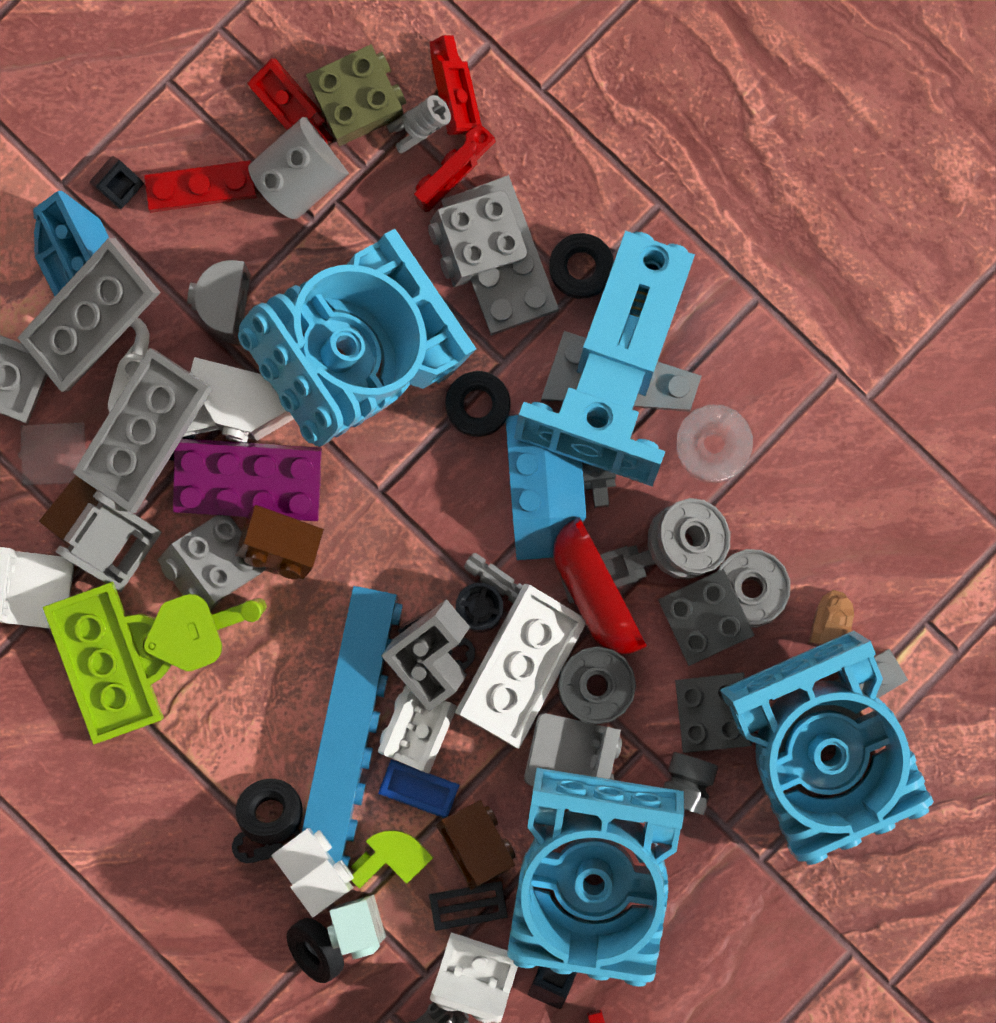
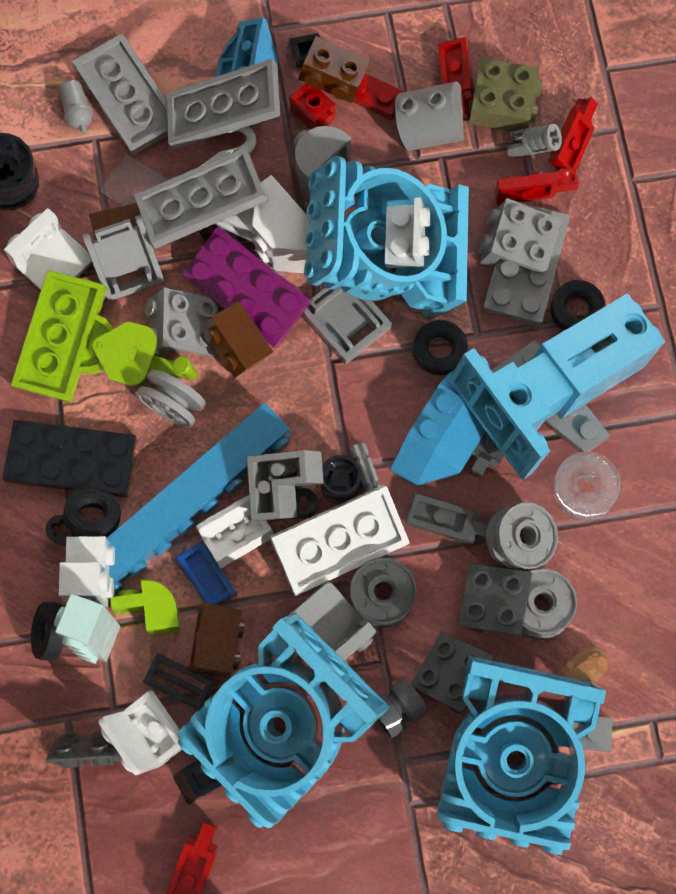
camera: 30 degrees right, 10 degrees down
(169, 196) = (333, 69): none -> reddish brown brick
(182, 253) = (312, 116): none -> red brick
(203, 772) = (69, 458): none -> black plate
(261, 648) = (170, 398): none -> light grey wheel
(362, 447) = (342, 316): none -> light grey container
(374, 328) = (406, 235): none -> white bracket
(595, 590) = (429, 526): red brick -> none

